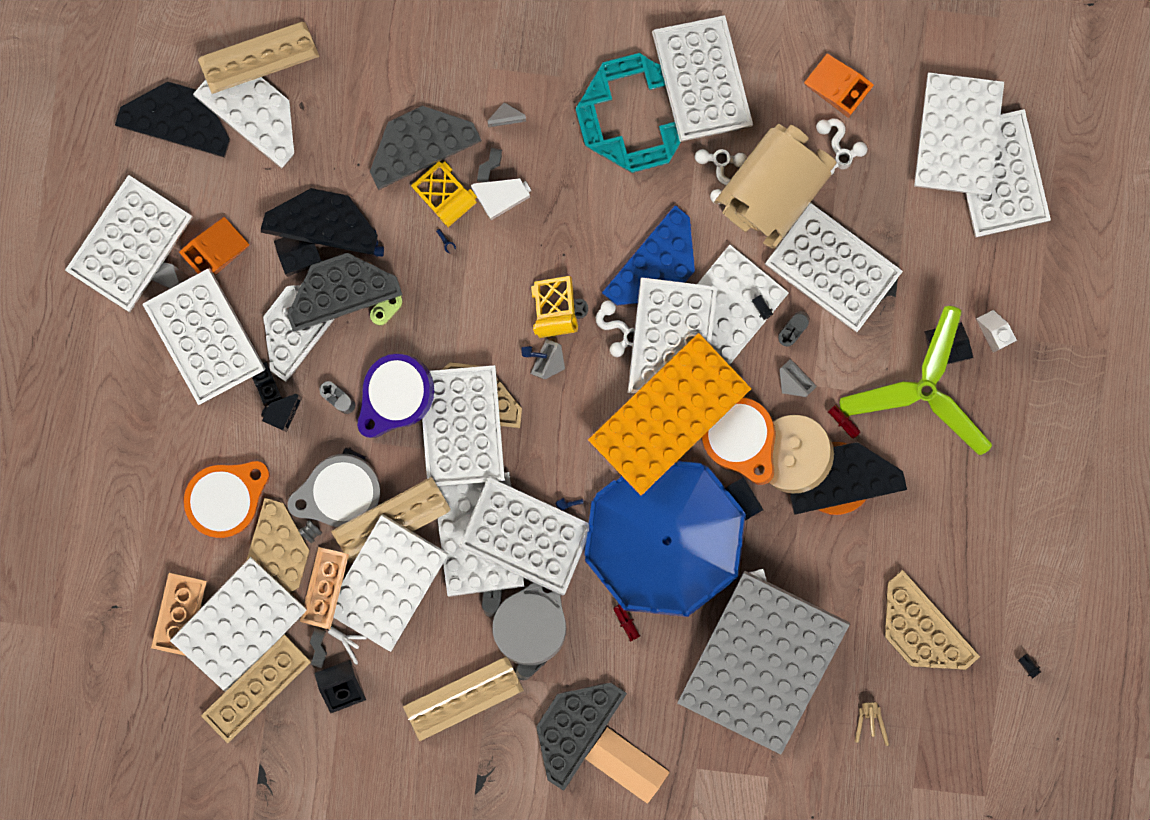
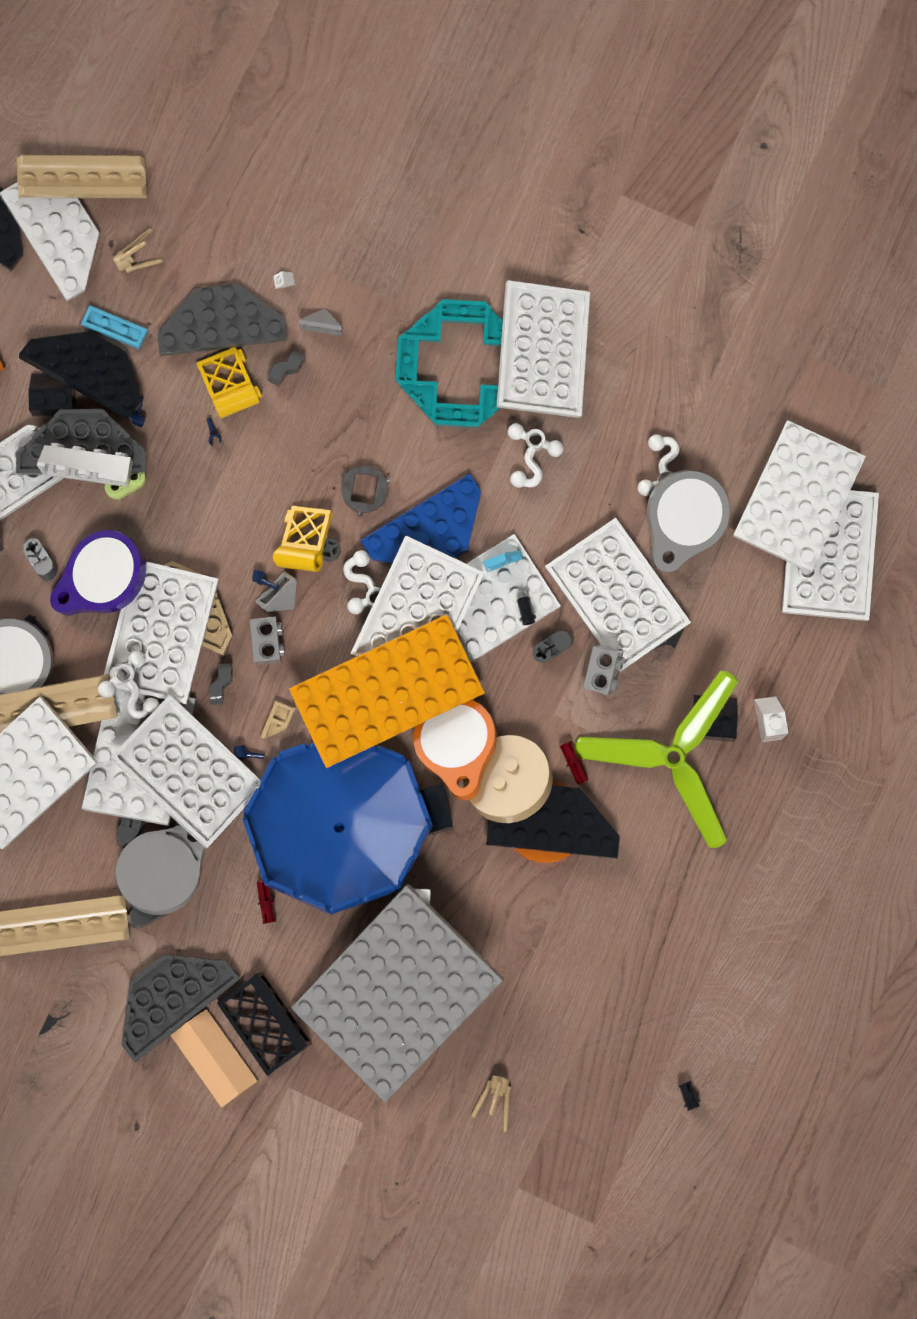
camera: 20 degrees right, 5 degrees down
(319, 116) = (124, 259): none -> tan plant
(330, 177) = (114, 327): none -> medium azure tile
(351, 306) = (85, 465): none -> white wedge
(436, 490) = (107, 688): none -> white piece
(460, 89) = (284, 279): none -> white piece
(501, 196) = (287, 403): white slope -> none
(524, 458) = (216, 689): none -> dark grey piece
(547, 405) = (261, 641): none -> light grey brick
(576, 251) = (381, 491): none -> flat silver piece
(584, 466) = (278, 720): none -> tan tile
(672, 713) = (280, 1013): none -> black fence
(728, 271) = (502, 560): none -> medium azure tile
(775, 184) = (583, 482): tan brick -> none
(795, 381) = (535, 701): light grey slope -> none
(839, 85) = (687, 404): orange slope -> none
(839, 335) = (599, 667): none -> light grey brick
(869, 183) = (685, 517): none -> piece
(921, 630) = (583, 1017): tan plate -> none

